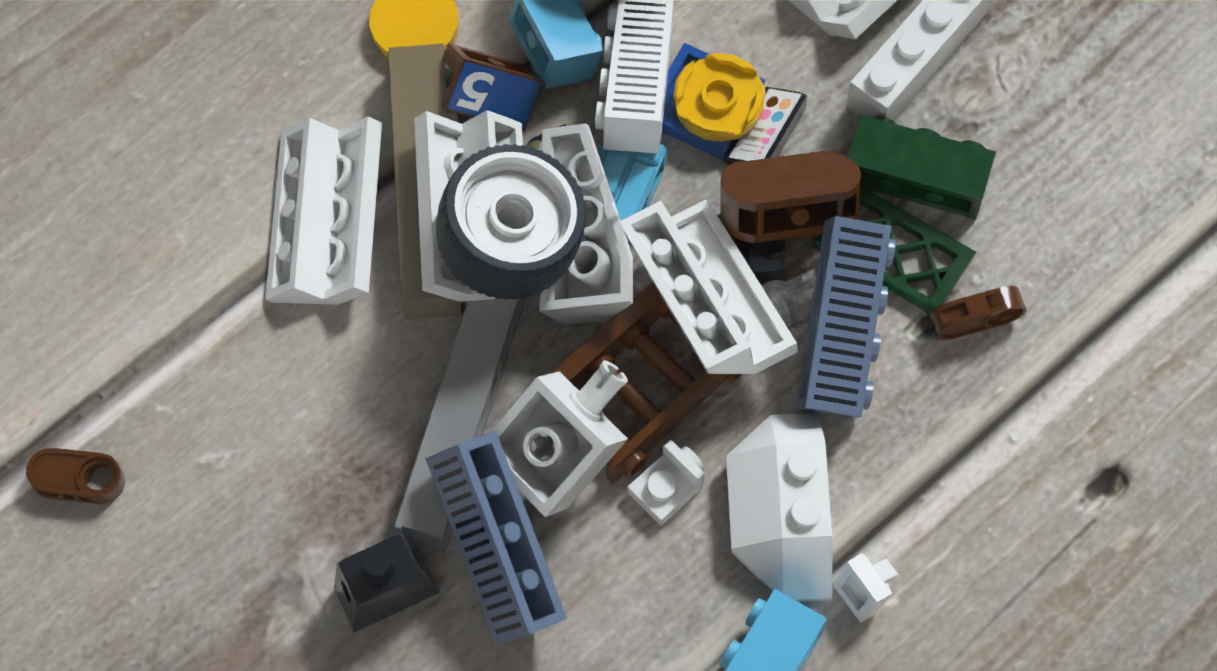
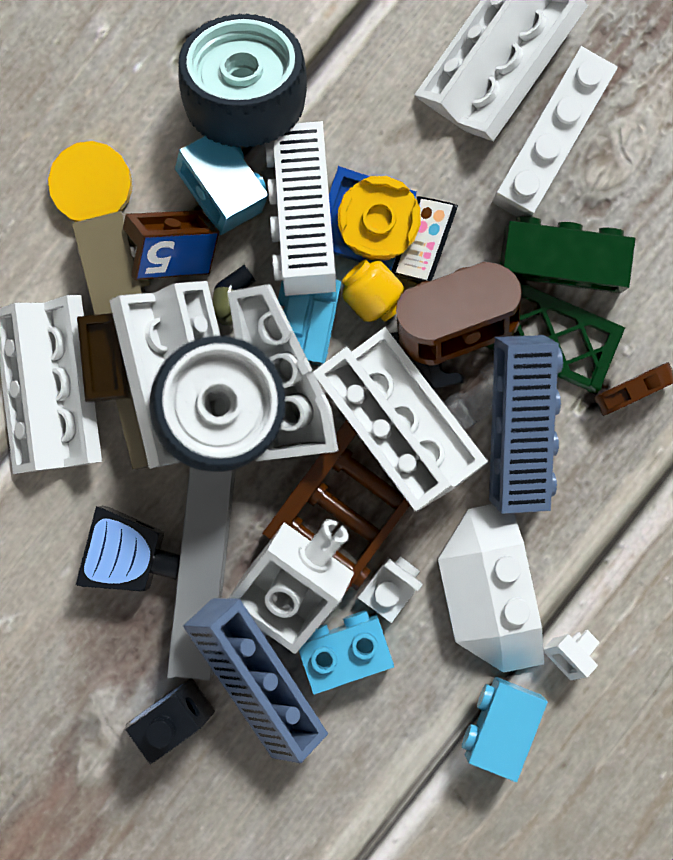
camera: 10 degrees left, 20 degrees up
(371, 395) = (124, 553): none -> torso
(393, 182) = (101, 359): none -> dark brown tile
(602, 541) = (345, 652): none -> medium azure brick
(697, 167) = (372, 291): none -> yellow head

